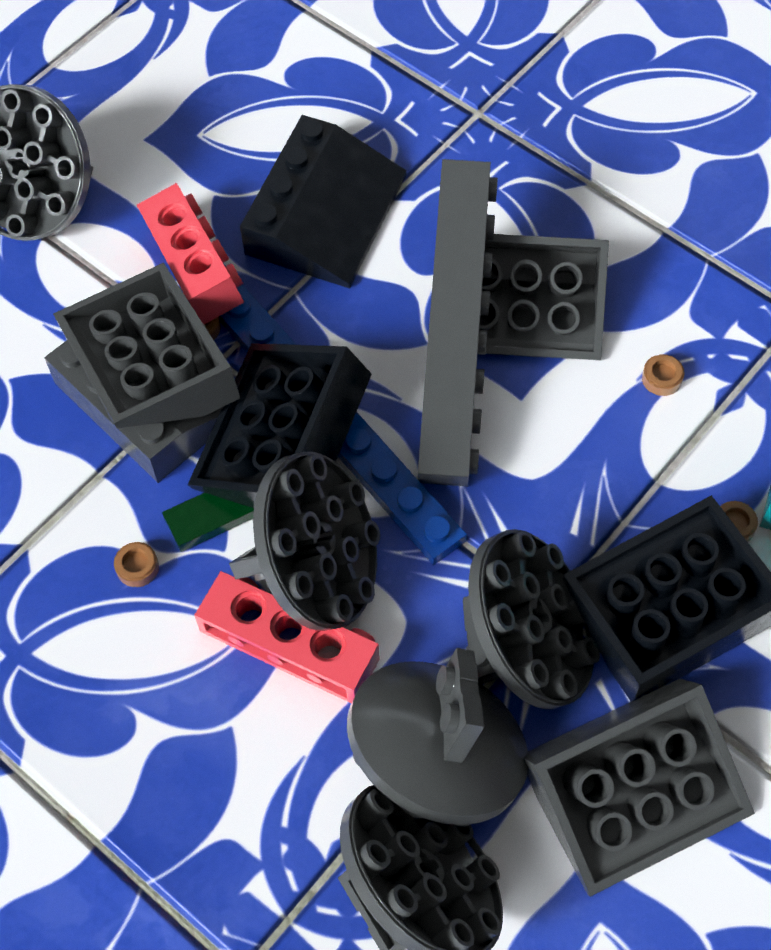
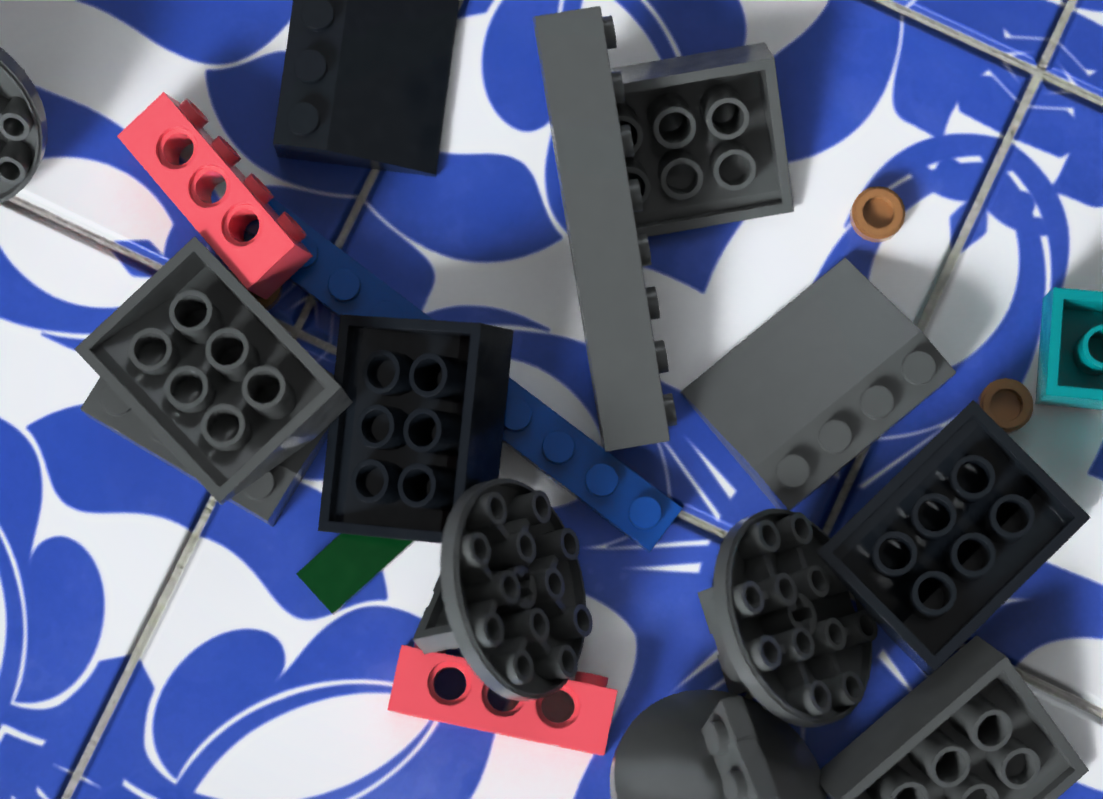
camera: 20 degrees left, 20 degrees up
(136, 564) = (285, 647): medium nougat tile -> none
(595, 476) = (817, 385): none -> dark grey slope

